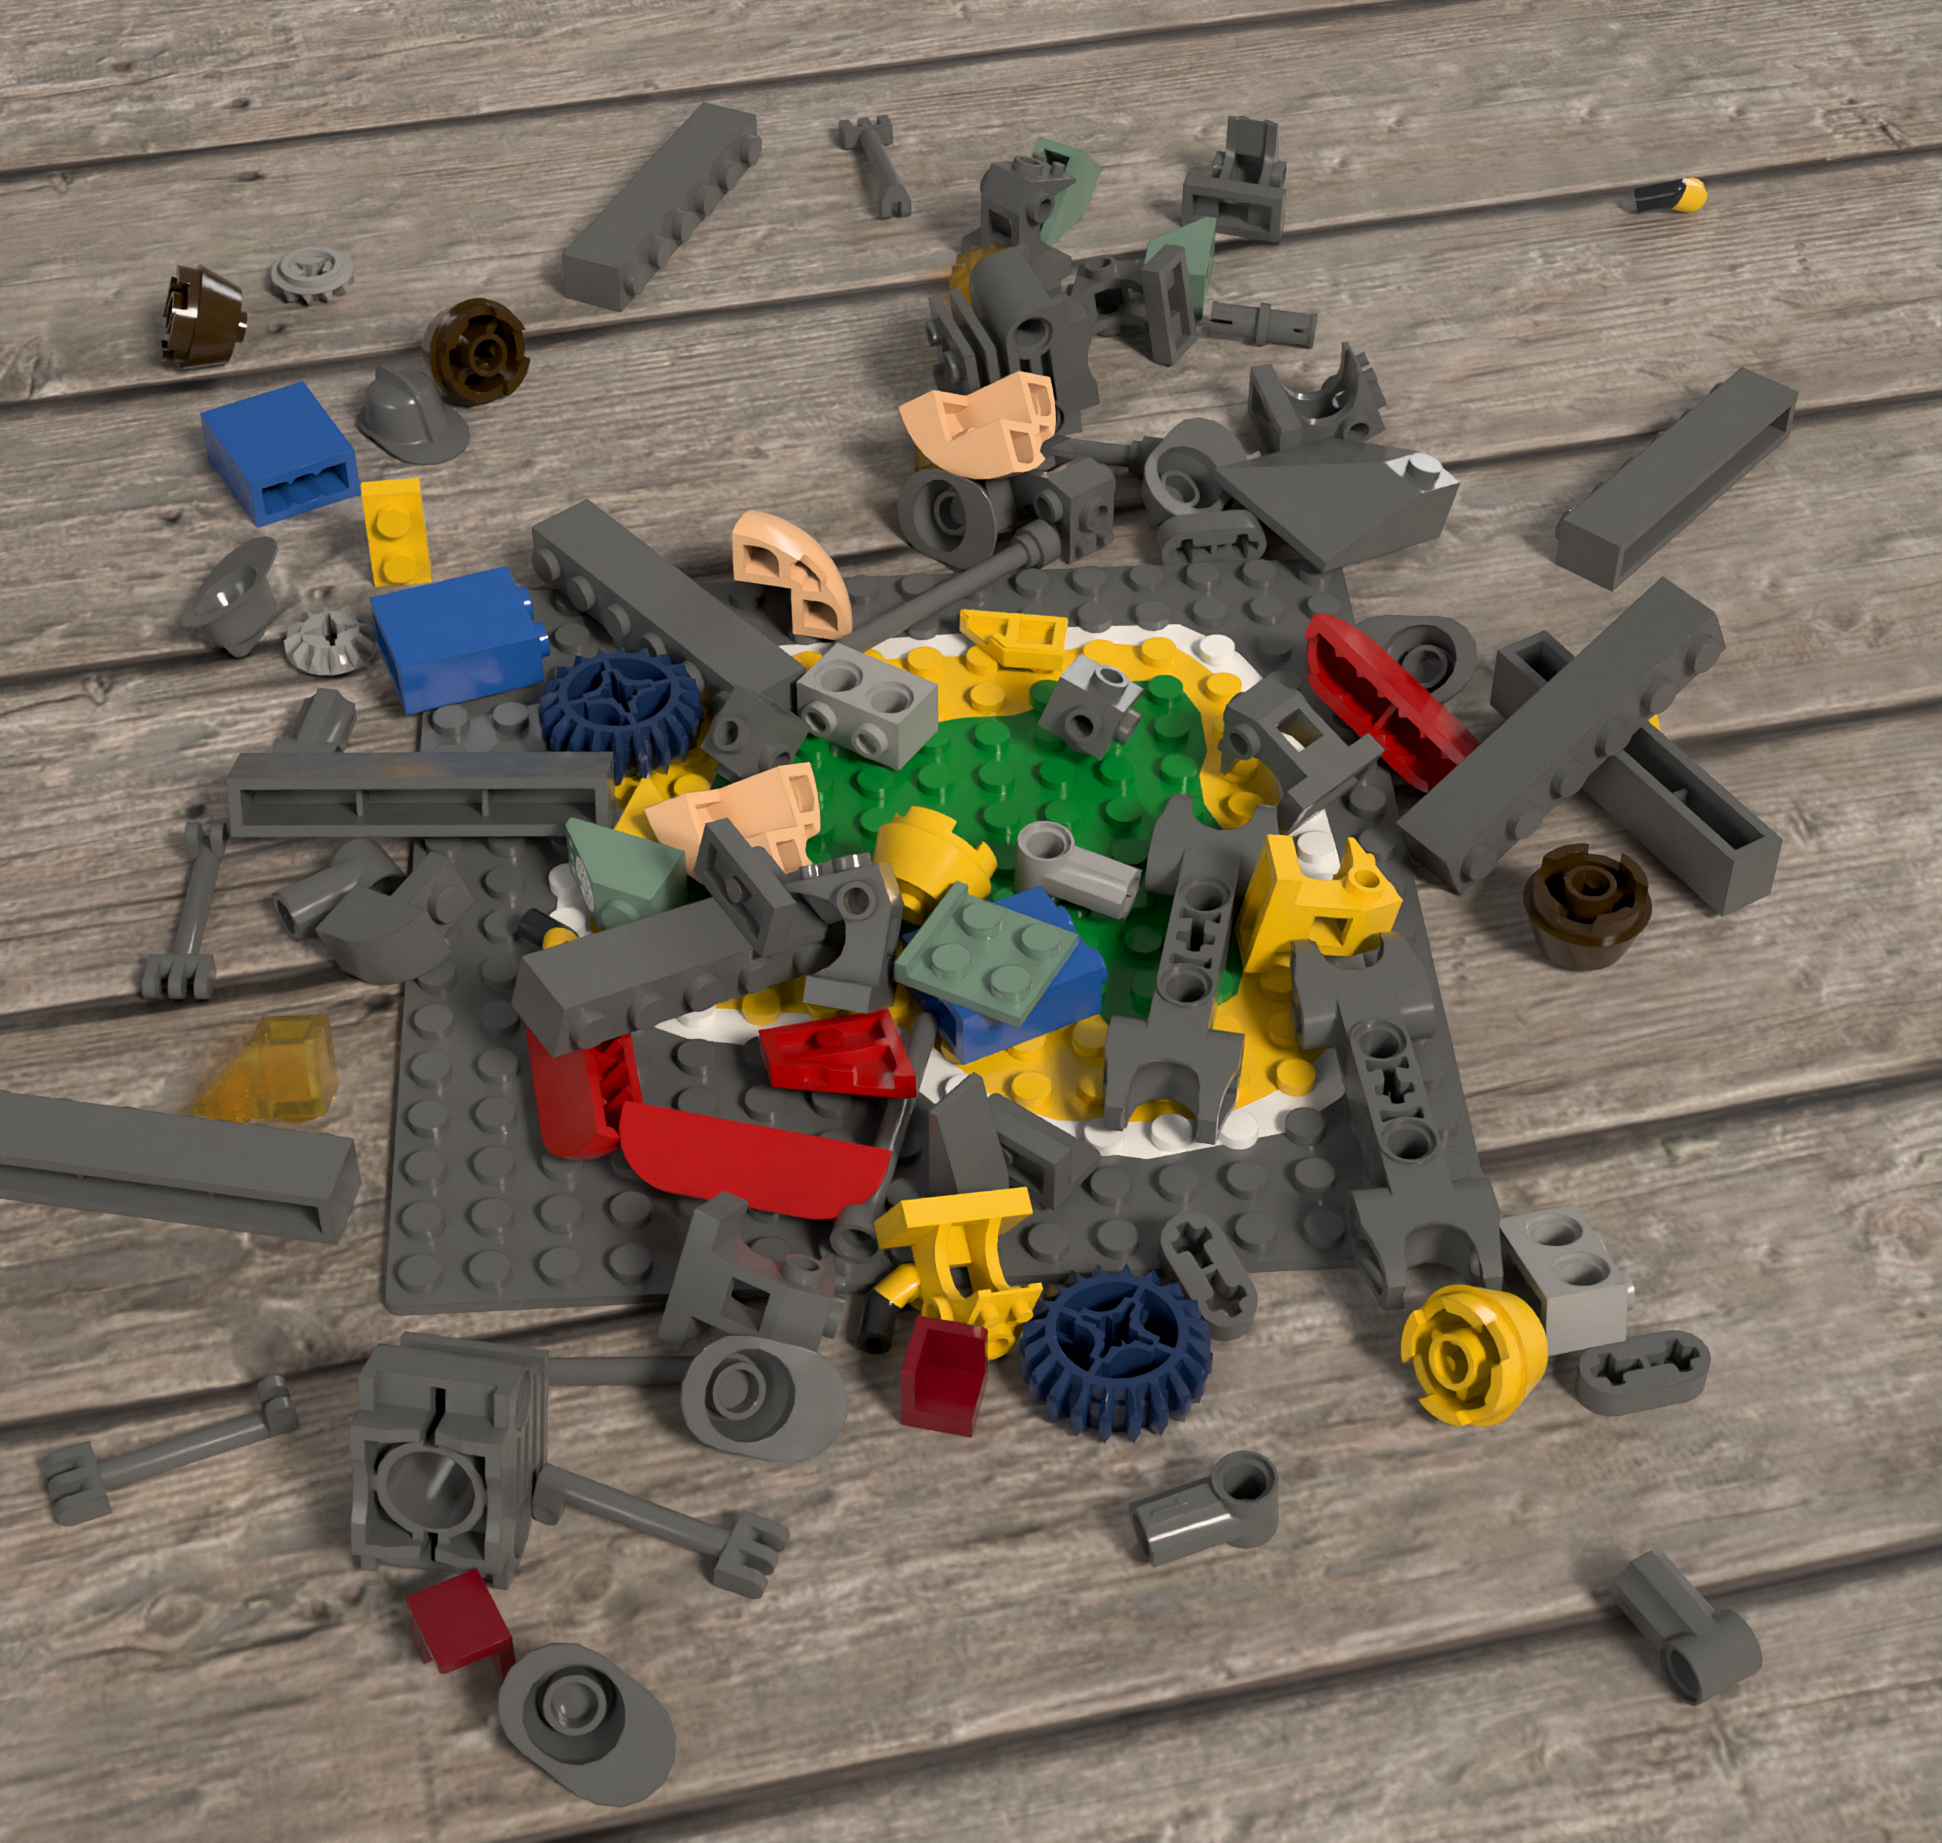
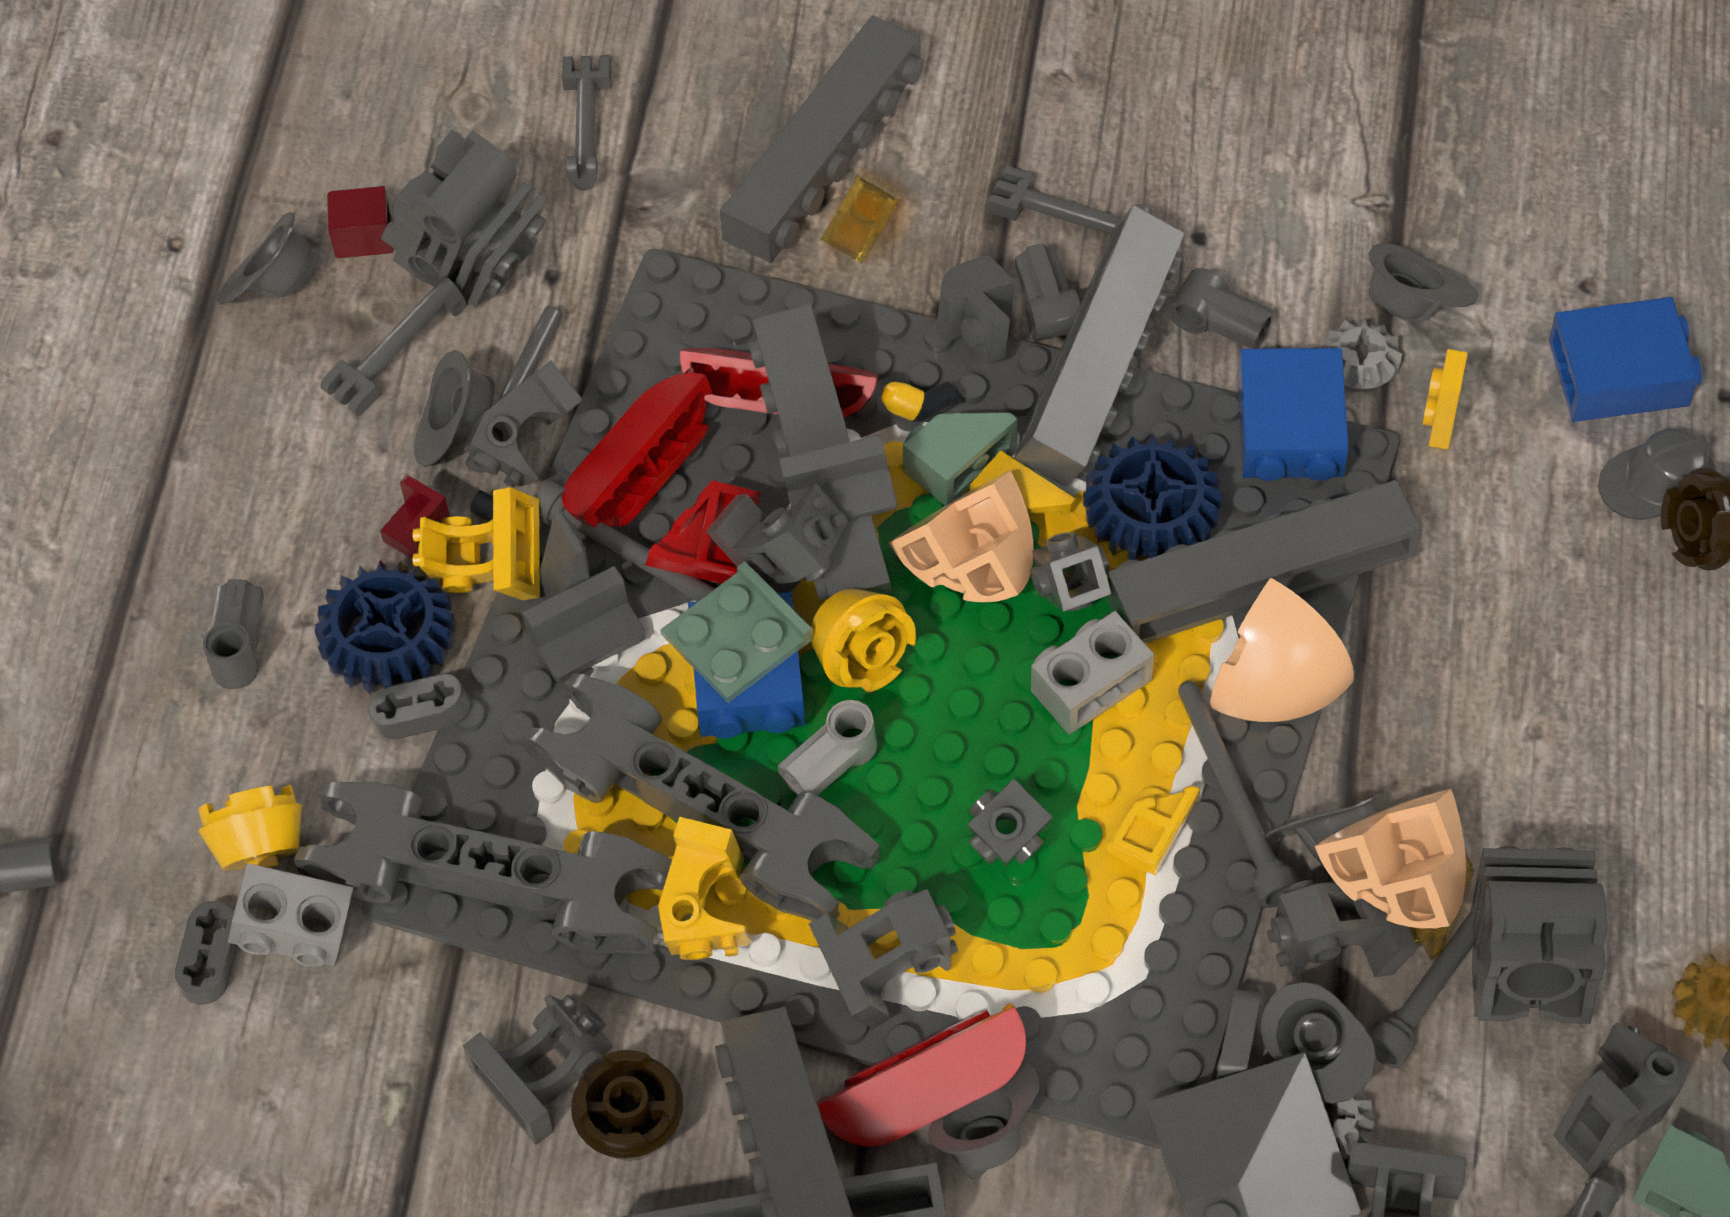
camera: 115 degrees right, 15 degrees up
(1605, 1023) = (508, 1076): none -> dark grey tile

